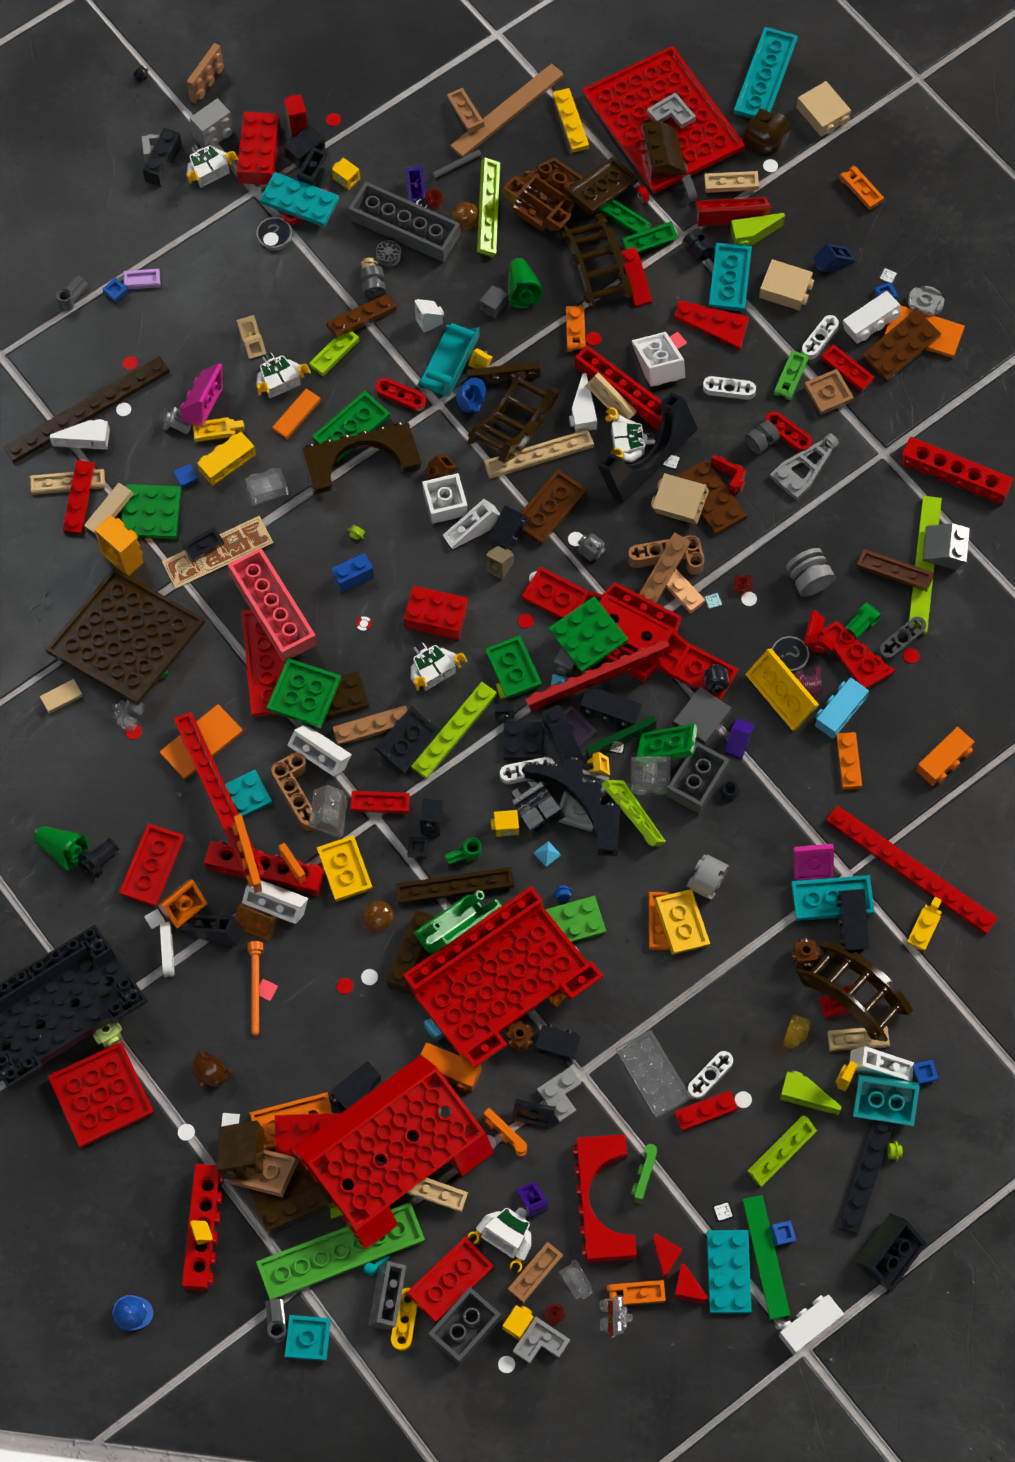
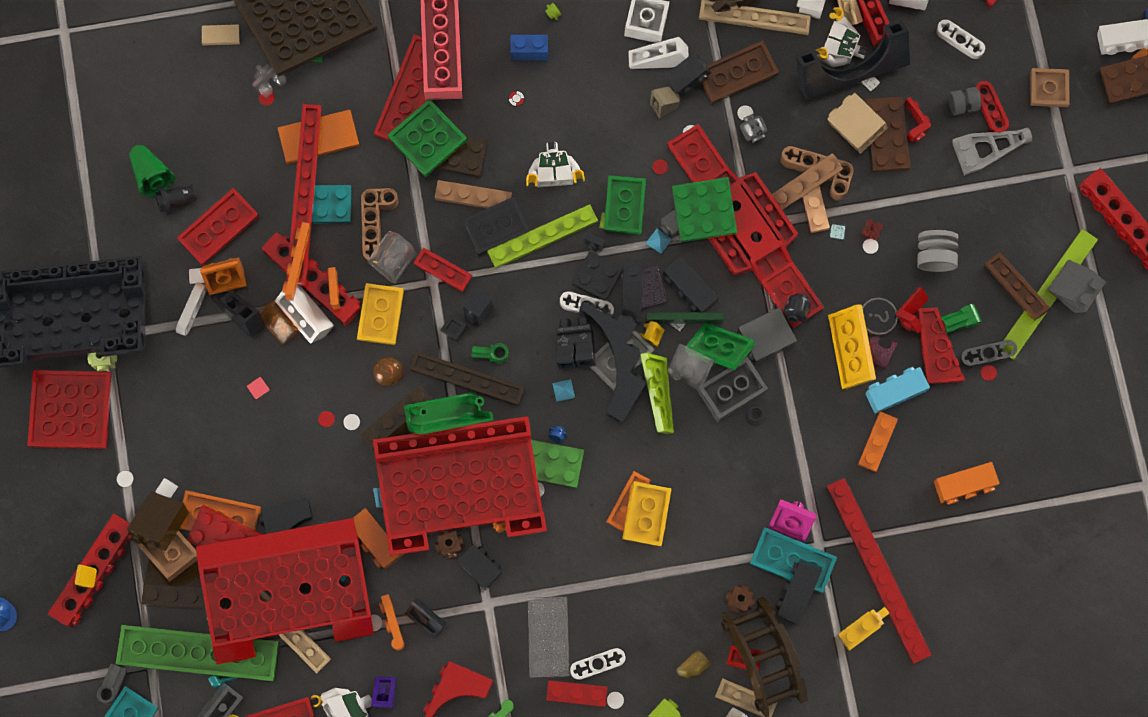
camera: 25 degrees right, 10 degrees up
(209, 1070) = (171, 435): reddish brown cylinder -> none
(255, 949) = (265, 349): orange piece -> none
(319, 750) = (414, 196): white brick -> none
(436, 612) = (583, 120): red brick -> none
(505, 823) = (541, 344): yellow brick -> none
(555, 1093) = (455, 608): light grey plate -> none
(593, 677) = (702, 251): red plate -> none
(708, 876) = (691, 485): light grey brick -> none
(739, 738) = (790, 371): dark purple slope -> none
(791, 374) = (1024, 54): bright green plate -> none
(820, 329) = (1072, 24): white beam -> none
(847, 368) = (1079, 73): red plate -> none

